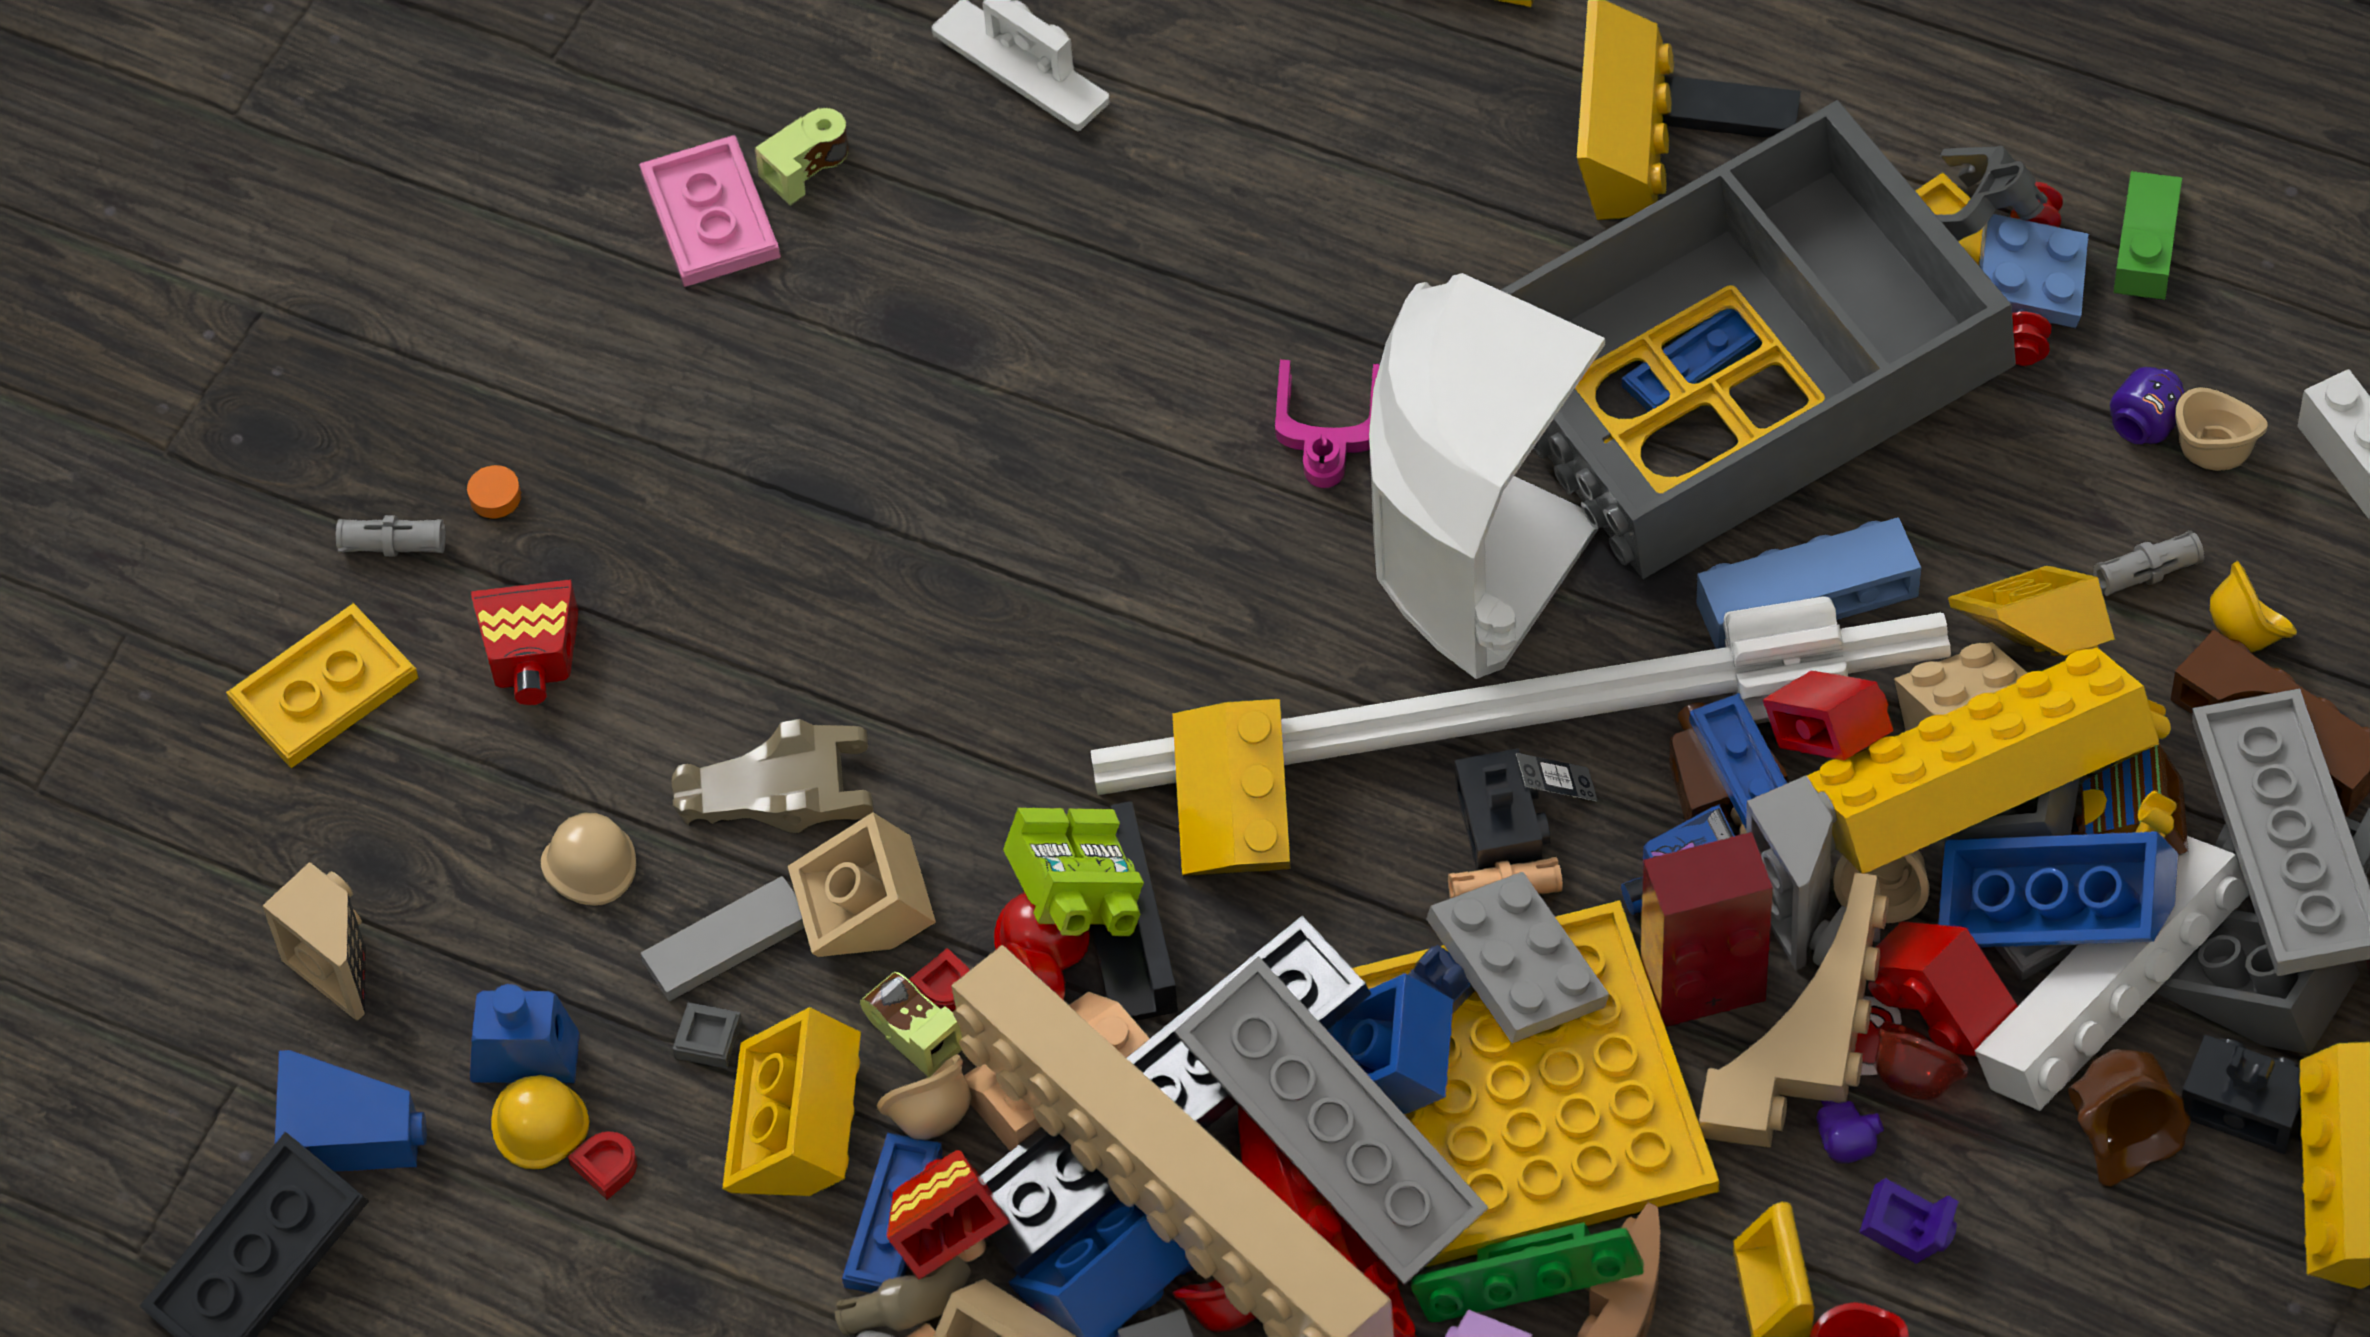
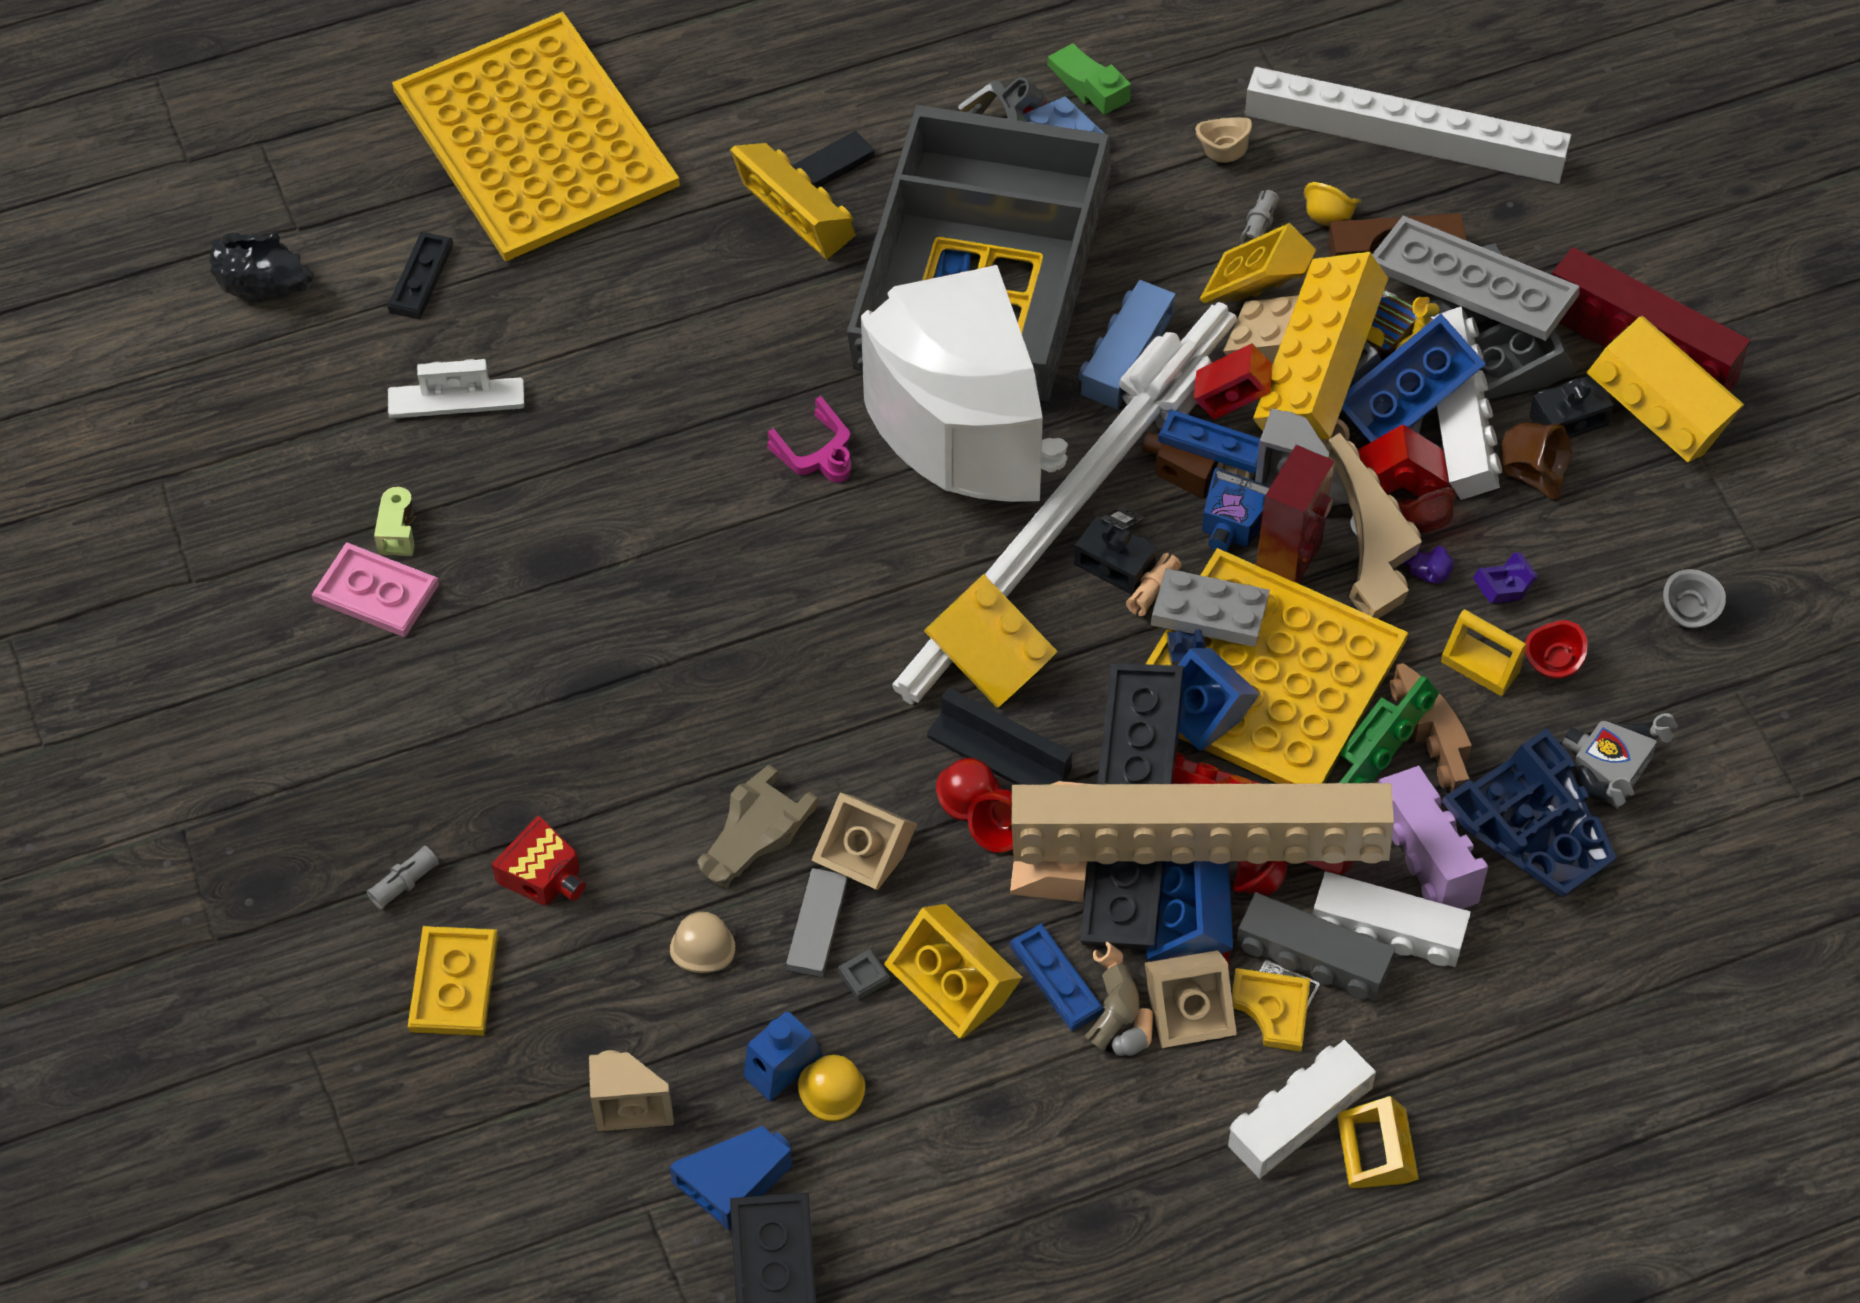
camera: 50 degrees left, 0 degrees up
(494, 491) = (429, 812): orange tile -> none
(605, 1162) = (888, 1077): red tile -> none
(912, 1022) = (959, 880): yellowish green leg -> none
(930, 1105) = (1018, 903): tan helmet -> none
(937, 977) = (949, 852): red tile -> none
(942, 1213) = (1099, 942): red torso -> none
(1074, 869) = (967, 739): lime hips -> none
(1331, 1120) = (1229, 741): light grey plate -> none
(2146, 405) = (1181, 151): dark purple head -> none

